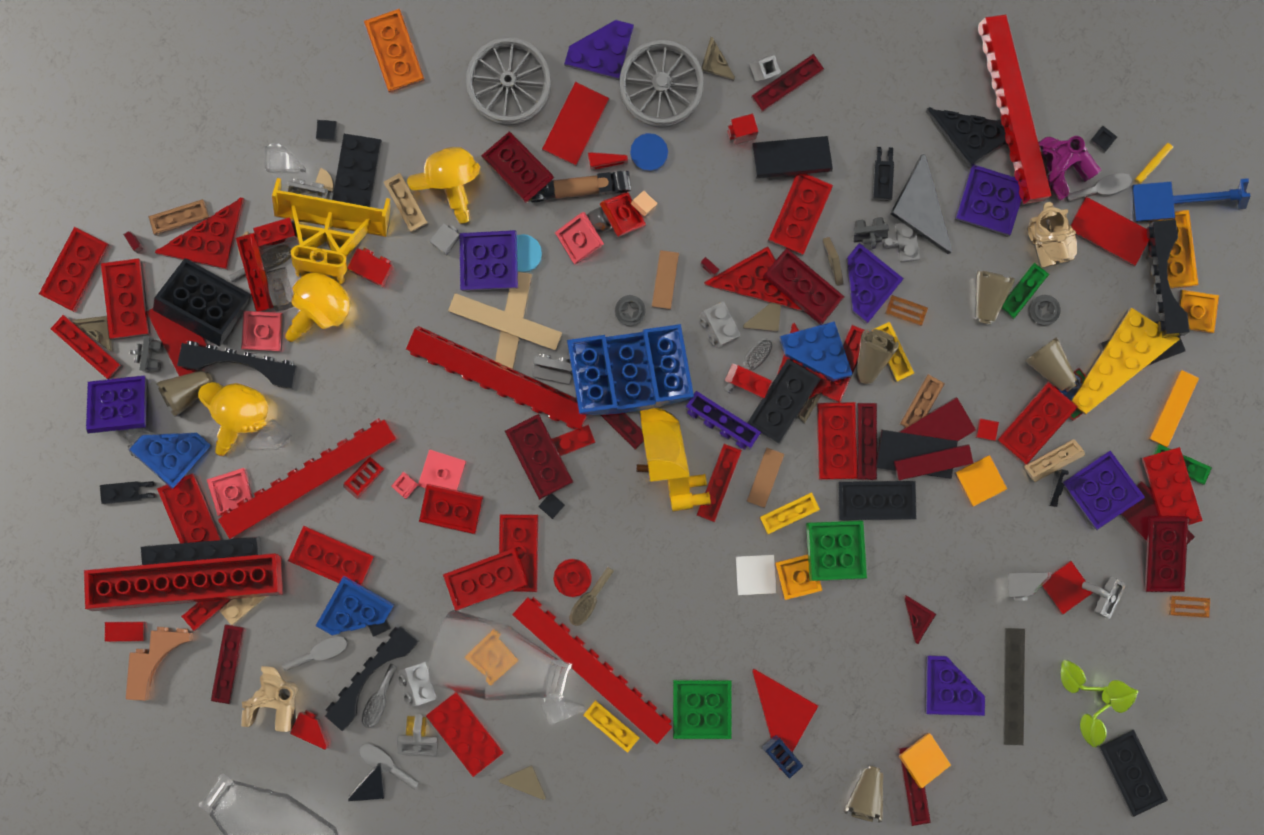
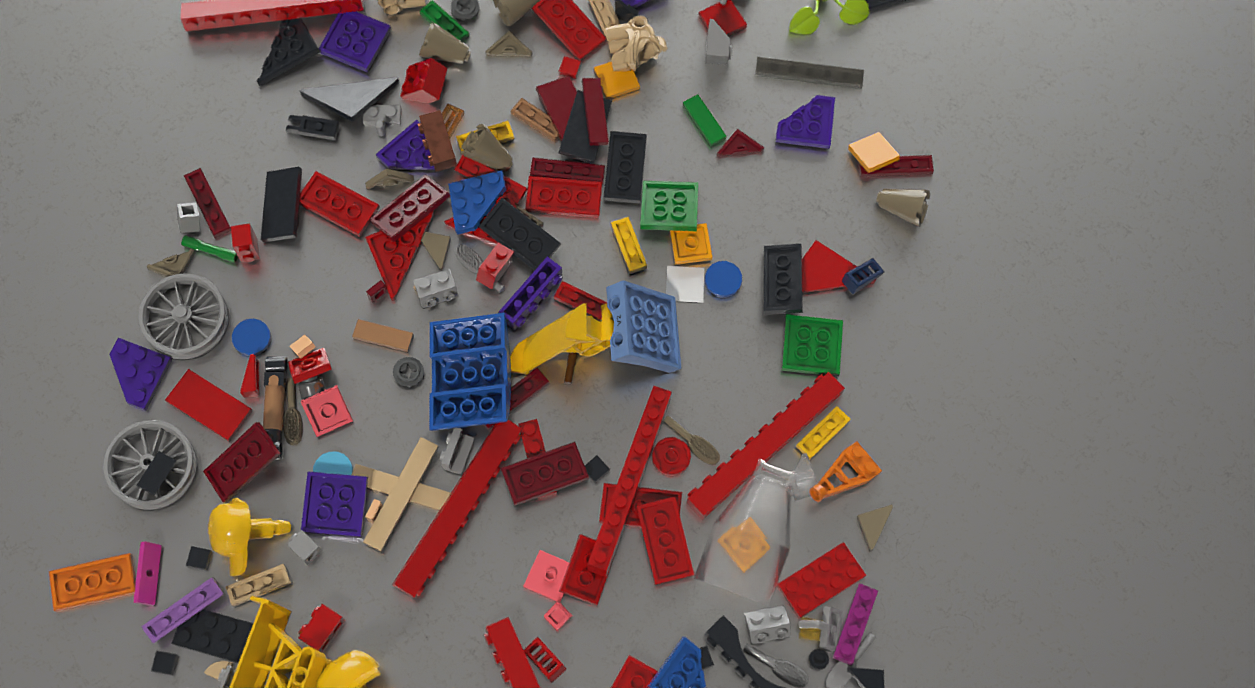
camera: 85 degrees left, 15 degrees down
(374, 138) = (182, 610): none -> medium lavender fence
(388, 736) = (818, 659): none -> black plate
(405, 99) = (147, 573): none -> dark pink tile
(424, 769) = (855, 624): none -> magenta plate
(426, 143) = (198, 558): none -> black tile
(486, 299) = (374, 510): none -> light nougat tile
(496, 89) = (156, 473): none -> black tile
(540, 539) = (629, 481): none -> red brick
(570, 206) = (292, 419): none -> dark tan piece
(585, 765) = (861, 463): none -> orange plate
(694, 537) = (644, 327): none -> medium blue piece
(740, 81) = (199, 245): none -> green piece
(764, 613) = (723, 279): none -> blue tile
(765, 477) = (591, 264): medium nougat tile -> none
(768, 674) = (783, 279): none -> black plate
(870, 234) = (369, 143): dark grey hips -> none
(878, 303) = (437, 141): none -> copper brick
(942, 578) = (704, 120): none -> green tile
(949, 279) = (424, 81): none -> red slope
(1004, 362) = (508, 46): none -> dark tan tile
(1015, 502) = (633, 44): none -> tan helmet

